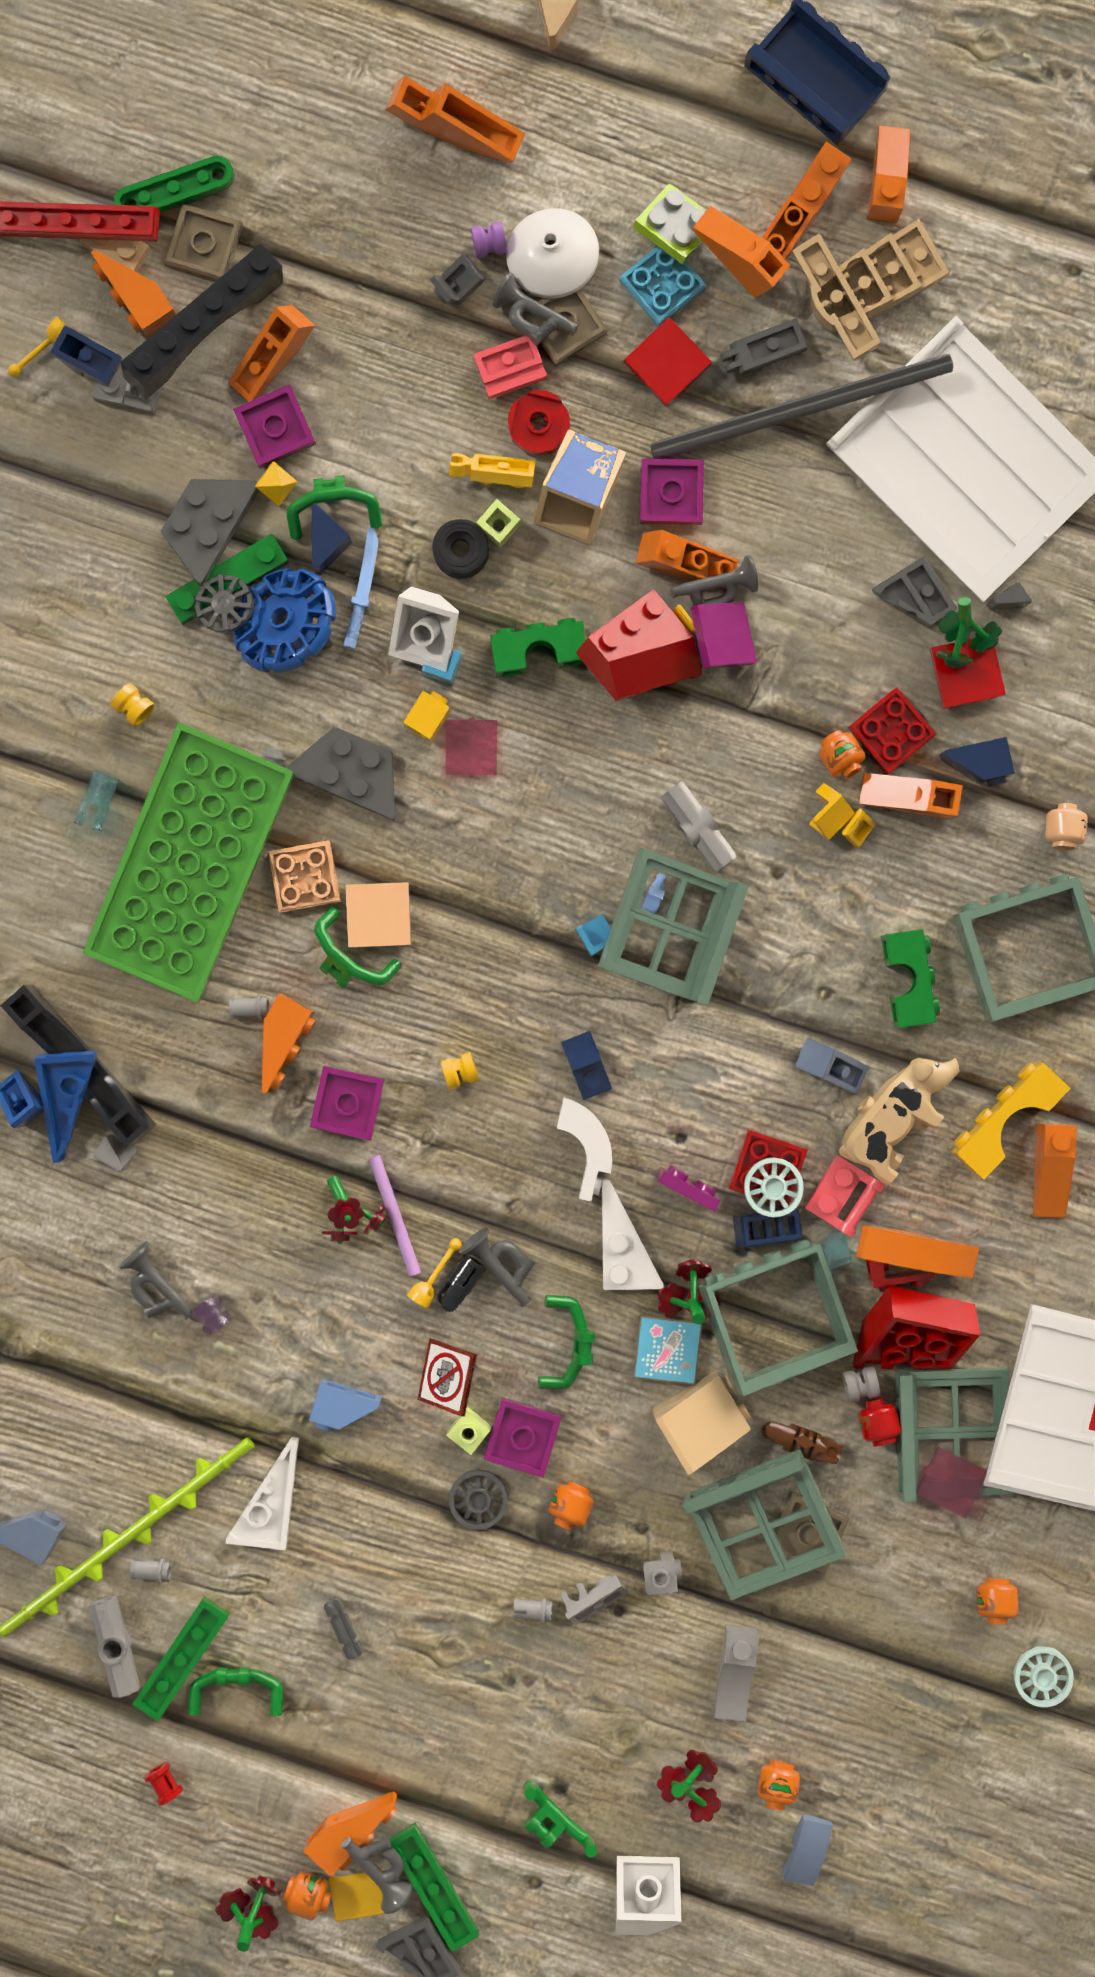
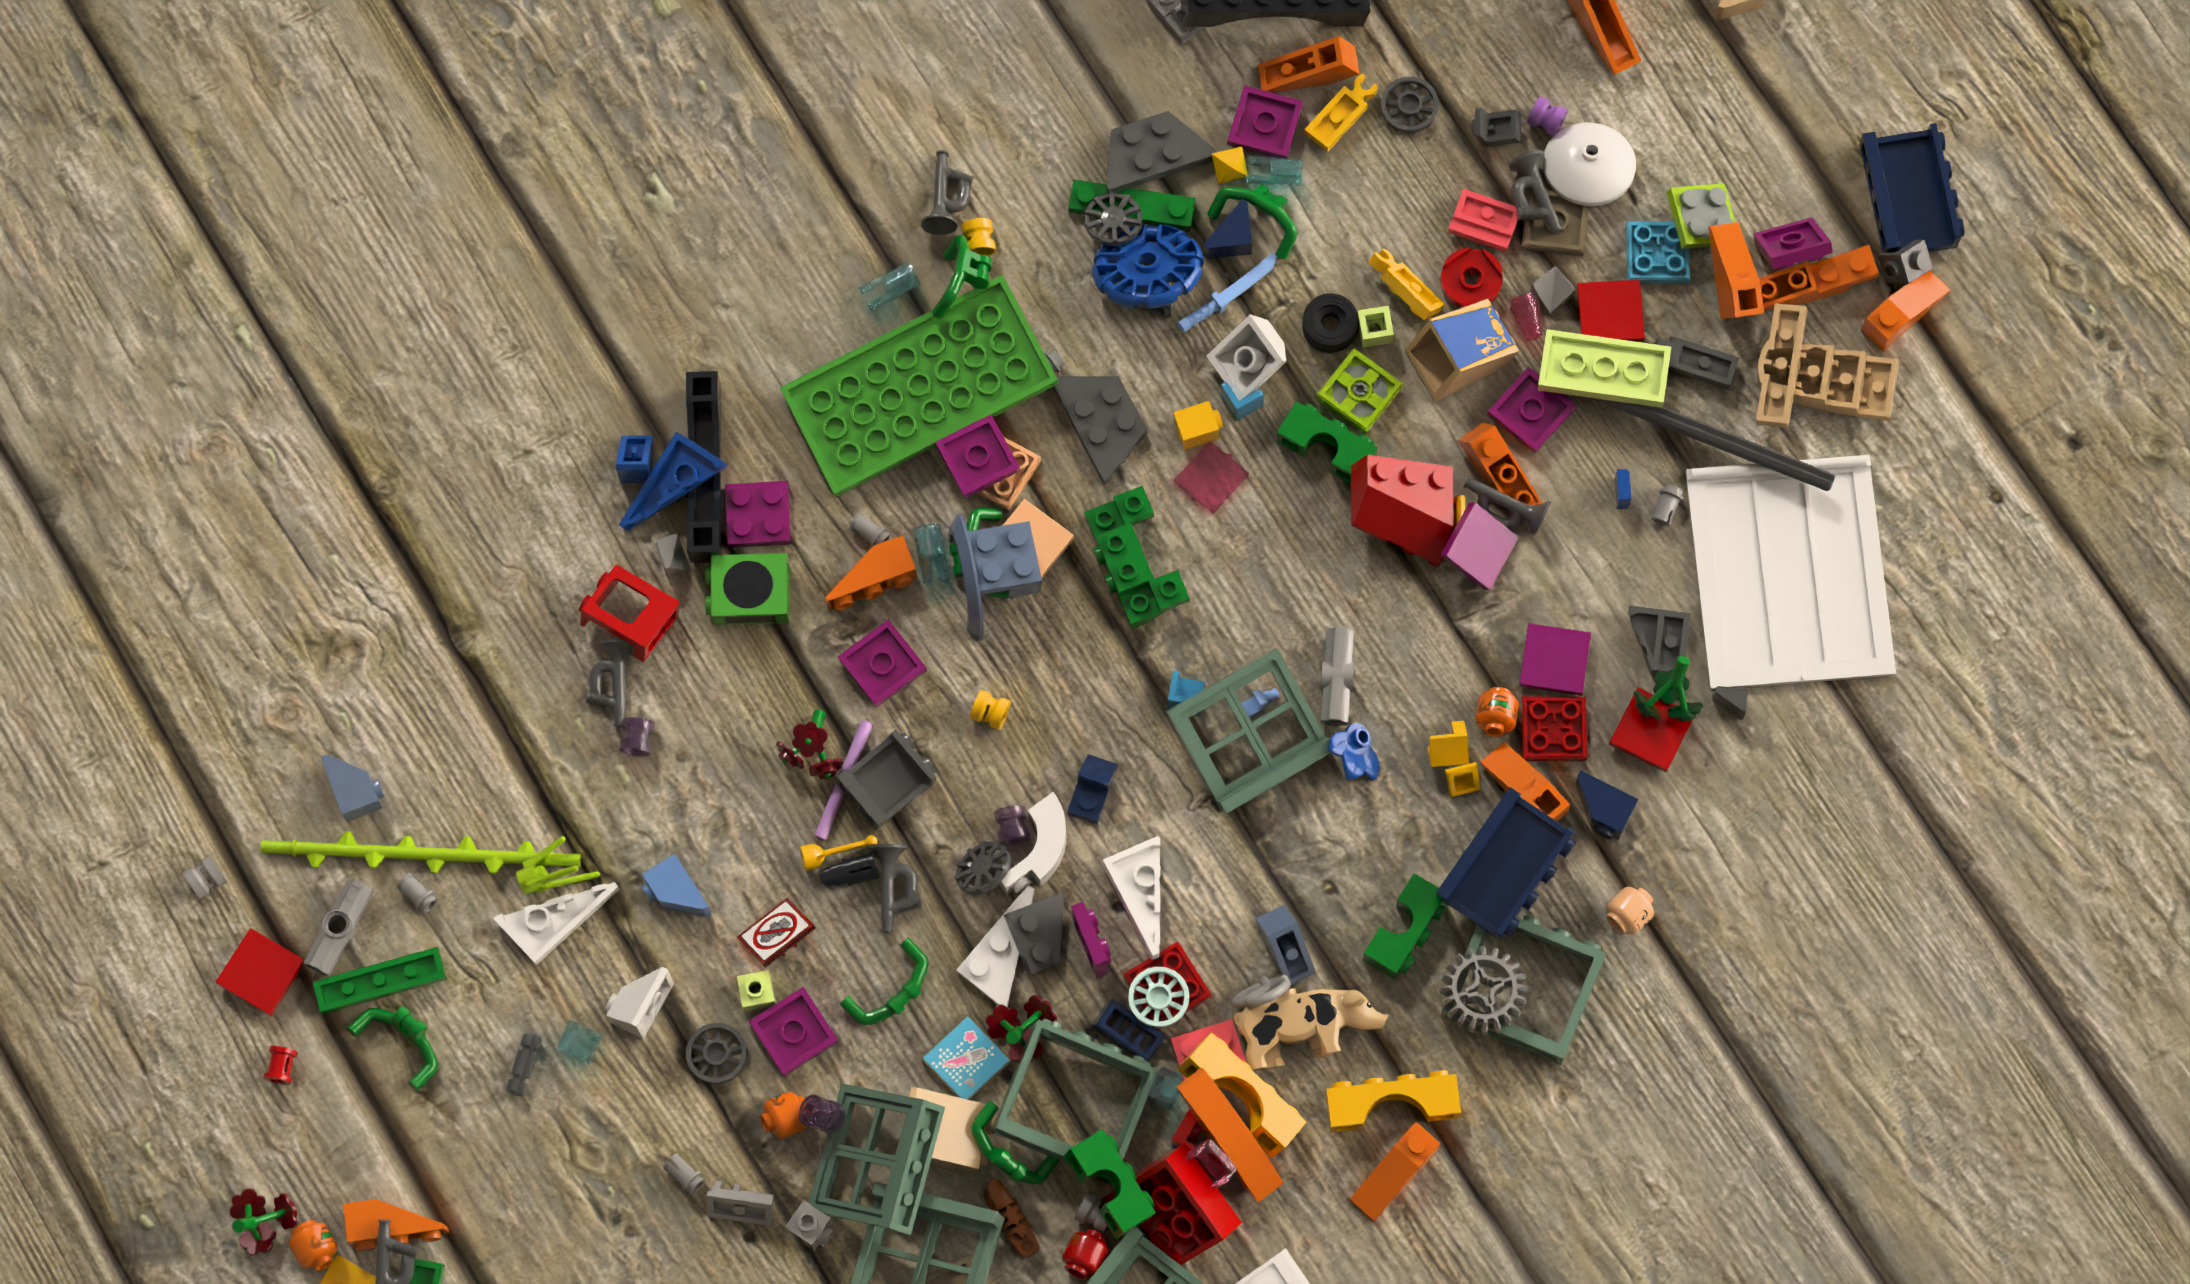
camera: 40 degrees right, 15 degrees down
(86, 1727) = (260, 972): none -> red tile
(89, 715) = (939, 220): none -> dark grey piece
(146, 747) = (968, 267): none -> green piece
(146, 1225) = (650, 624): none -> red window
(151, 1064) = (757, 514): none -> magenta plate
(196, 1130) = (748, 589): none -> bright green brick
(230, 1485) = (536, 879): none -> lime plant
(283, 883) = (977, 456): none -> magenta plate
(306, 982) = (930, 549): none -> clear light blue hinge
(320, 454) = (1282, 171): none -> clear light blue hinge
(327, 372) = (1340, 114): none -> yellow plate
(369, 959) = (994, 562): none -> sand blue piece
(370, 1578) = (579, 1042): none -> clear light blue slope
(373, 318) = (1409, 104): none -> dark grey wheel
(390, 1518) = (640, 1002): none -> white slope
(428, 1190) = (887, 779): none -> dark grey panel
(462, 869) = (1125, 562): none -> green bracket
(528, 585) = (1359, 391): none -> lime piece
(552, 1146) = (1011, 825): none -> wheel
(558, 1198) = (983, 868): none -> dark grey wheel
(600, 1487) = (821, 1114): none -> wheel
(606, 417) = (1527, 315): none -> clear pink cone
(608, 380) = (1552, 290): none -> light grey slope
(640, 1210) = (1038, 932): none -> dark grey wing
(681, 1111) = (1137, 883): none -> white wing
(704, 412) = (1604, 368): none -> yellowish green plate
(704, 1482) = (908, 1165): none -> sand green window
(761, 874) = (1356, 752): none -> blue plate
(764, 189) = (1793, 243): none -> magenta plate
(765, 1411) = (1001, 1157): none -> green piece
(792, 498) = (1622, 489): none -> blue tile
(835, 482) = (1667, 505): none -> light grey pin
(847, 1107) = (1262, 992): none -> light grey piece
(850, 676) = (1555, 659): none -> magenta tile
(863, 135) = (1906, 263): none -> dark grey bracket
(889, 1370) = (1100, 1157): none -> green arch
(924, 1280) = (1220, 1172): none -> clear pink piece
(935, 1210) = (1271, 1118): none -> yellow arch
(956, 873) = (1506, 865): none -> dark blue panel
(1040, 998) = (1470, 993): none -> light grey gear

